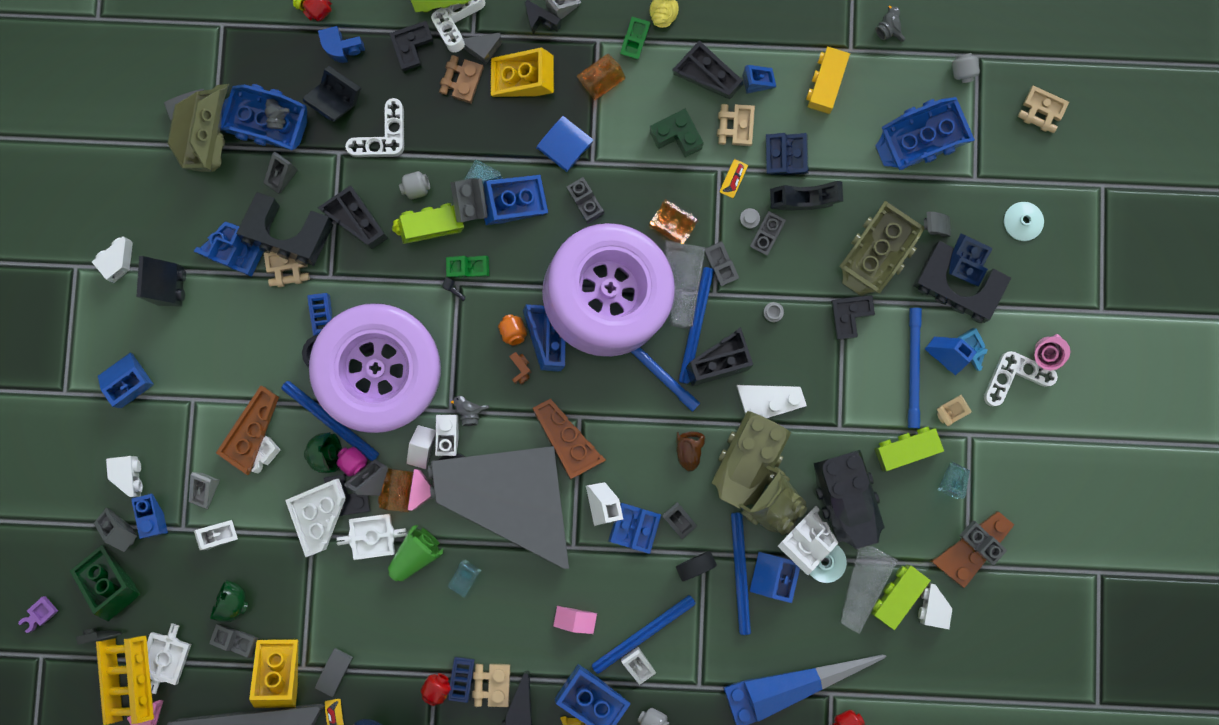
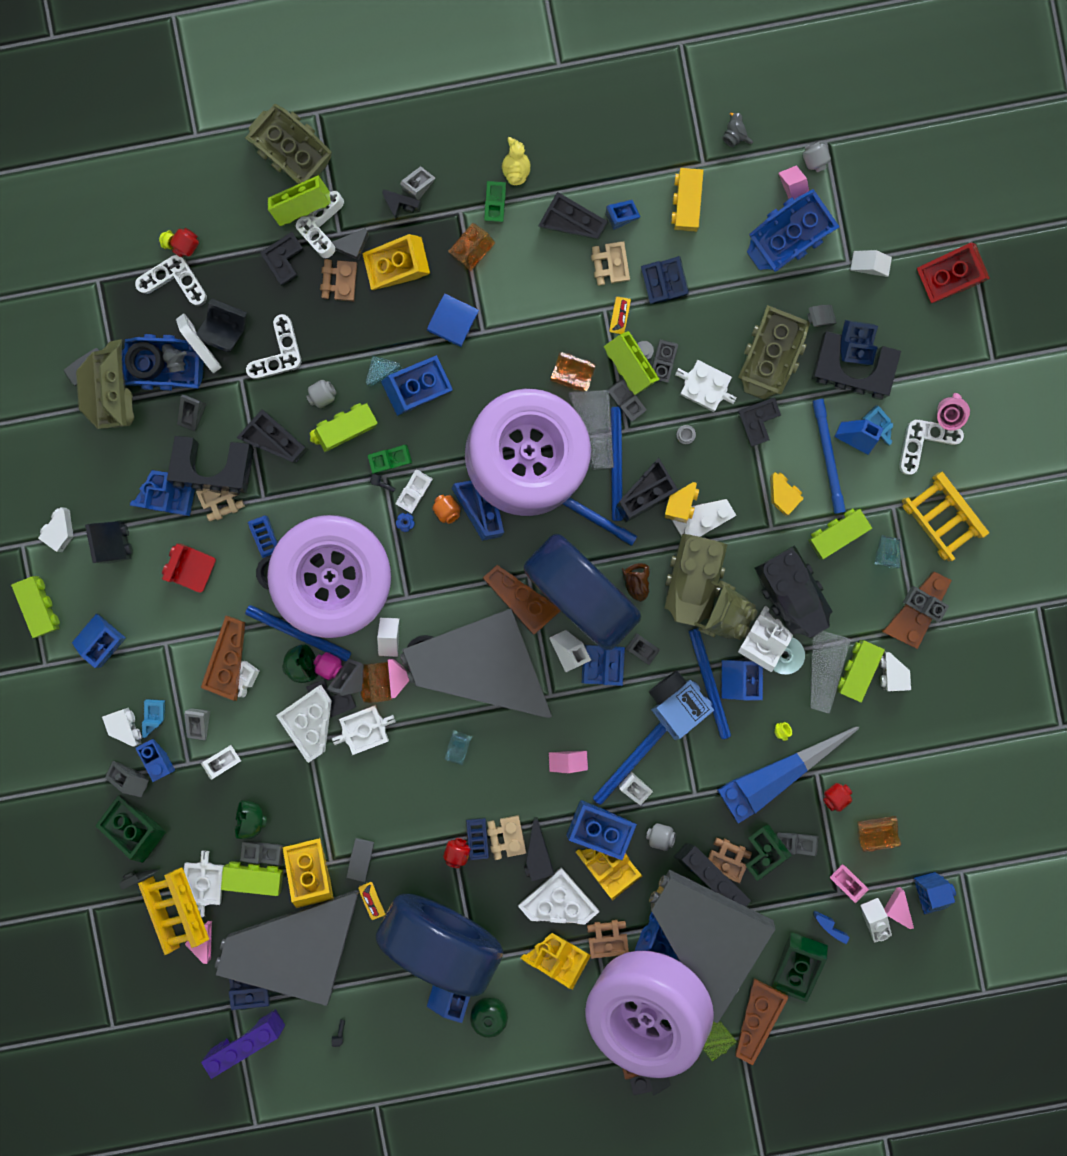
camera: 15 degrees left, 5 degrees up
(39, 613) = (79, 870): medium lavender plate -> none
(71, 330) = (36, 606): none -> lime brick
(161, 470) = (153, 715): none -> dark azure slope
(216, 665) = (252, 879): none -> lime brick
(232, 104) = (130, 358): none -> black tyre
(235, 327) = (188, 567): none -> red bracket
(297, 93) = (189, 332): none -> white beam
(302, 36) = (178, 274): none -> white beam
(336, 47) = (213, 278): blue brick -> none
(414, 553) = (407, 736): bright green cone -> none
(447, 435) = (410, 621): white slope -> none
(462, 333) = (405, 517): none -> blue plate
(468, 410) = (423, 593): dark grey animal -> none
(469, 199) = (376, 396): dark grey bracket -> none
(484, 305) = (414, 491): none -> white slope
(521, 362) = (462, 538): dark orange bracket -> none
(585, 200) = (485, 369): dark grey slope -> none
(630, 444) = (582, 592): none -> dark blue wheel
(677, 128) = (557, 280): dark green brick -> none
(707, 594) = (683, 710): none -> medium blue brick
(734, 226) = (631, 363): none -> lime brick
(752, 379) = (680, 503): none -> yellow slope
(804, 268) = (705, 386): none -> white plate
(806, 198) = (692, 319): black arch -> none
(806, 641) = (783, 731): none -> neon yellow plate
(859, 396) = (783, 495): none -> yellow slope
(937, 86) = (794, 182): none -> bright pink slope
(953, 410) = (873, 488): tan bracket -> none
(998, 184) = (871, 262): none -> white slope
(1017, 227) = (894, 297): light aqua dish -> none
(1041, 459) = (954, 499): none -> yellow fence
(1046, 104) = (900, 174): tan plate -> none
(1079, 213) = (953, 272): none -> red slope

